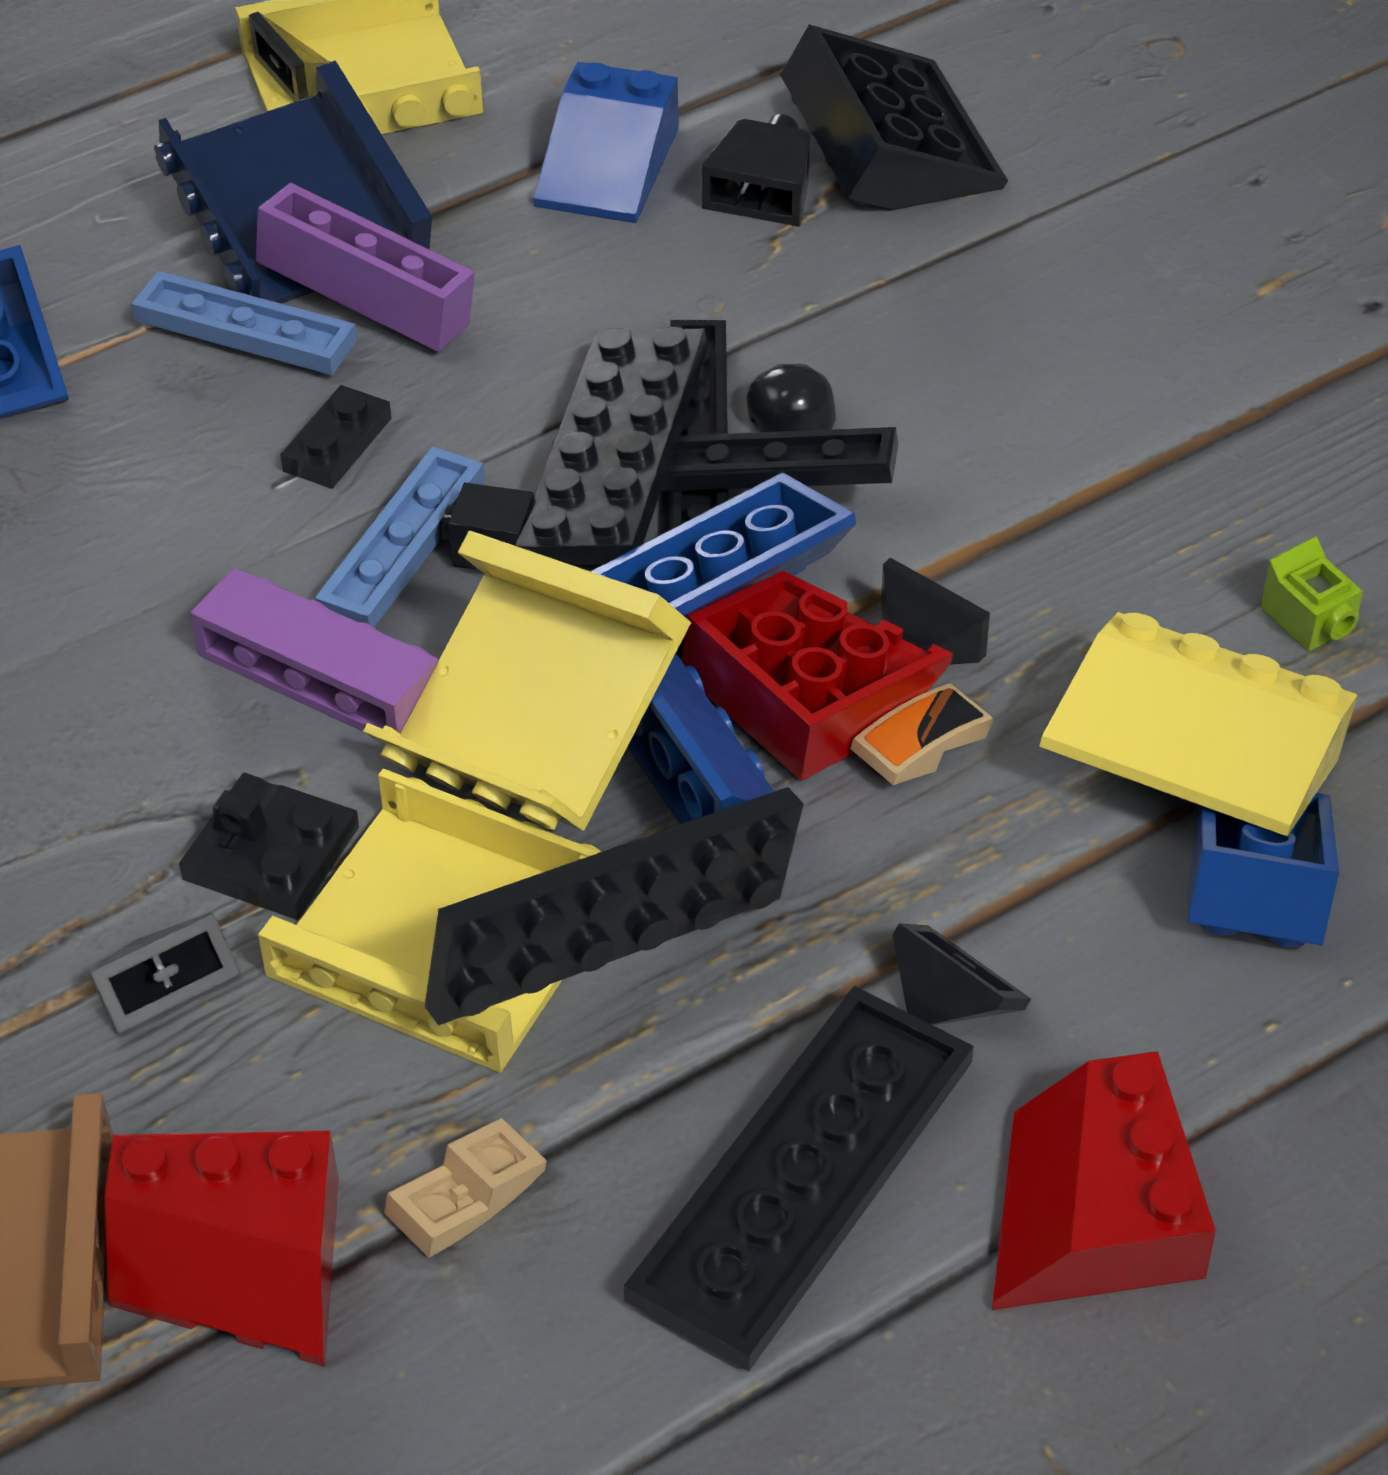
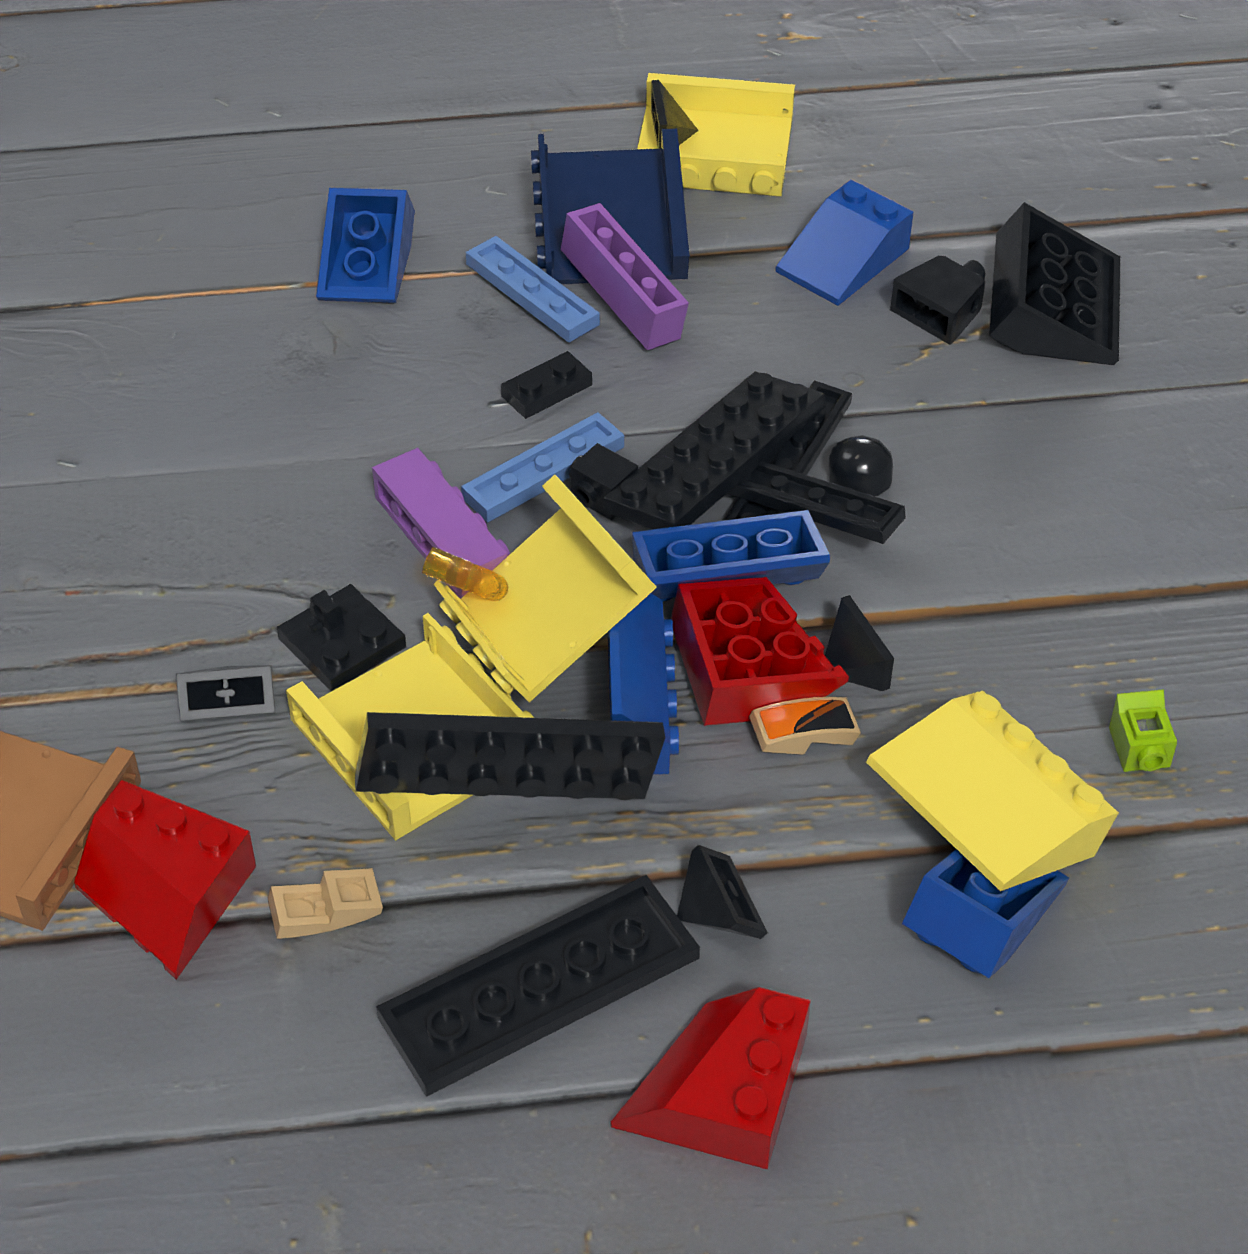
camera: 25 degrees right, 0 degrees up
(406, 703) = (465, 575): none -> clear yellow bar

